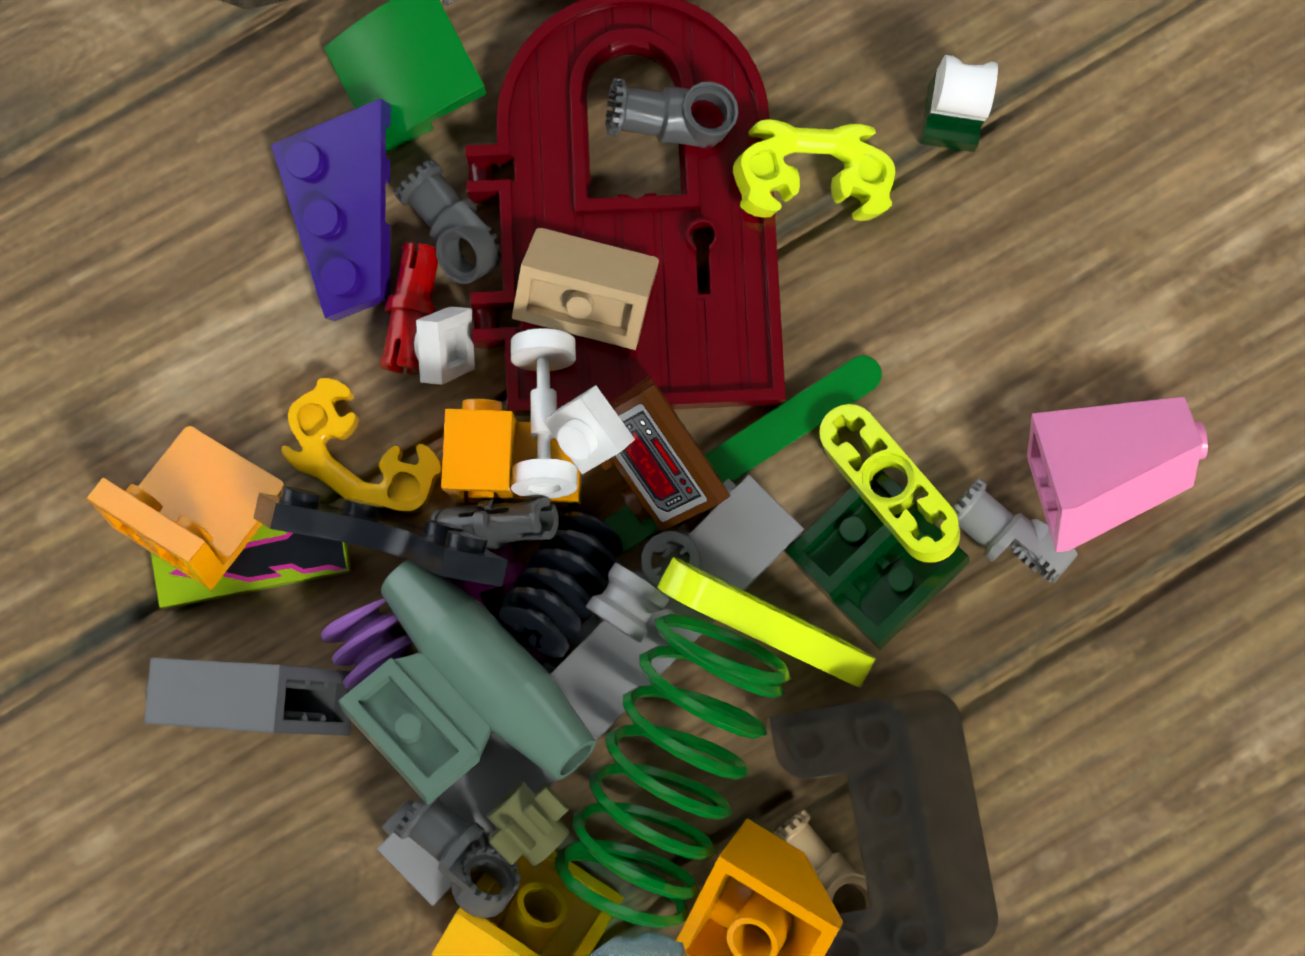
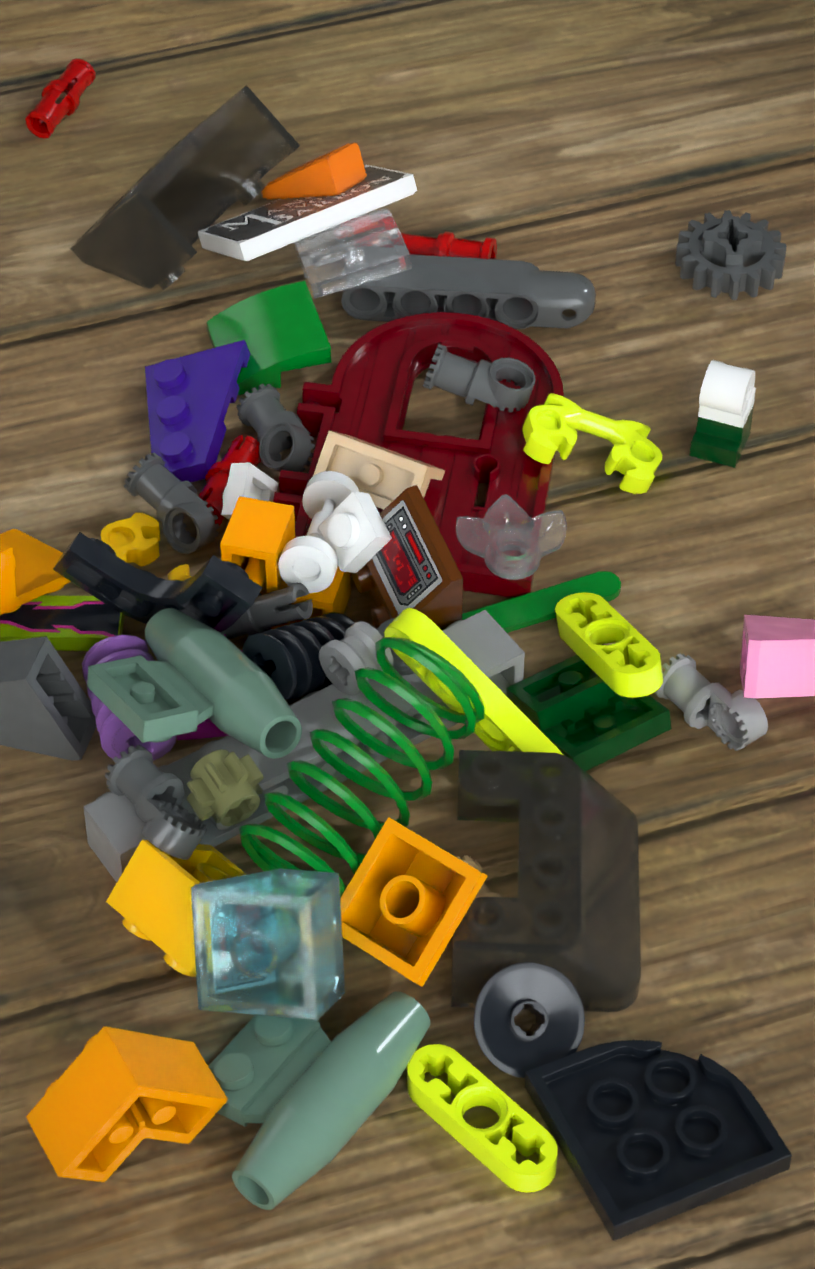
camera: 10 degrees right, 35 degrees down
(374, 381) = (171, 501): none -> dark grey connector
(752, 343) = (511, 539): none -> clear plate

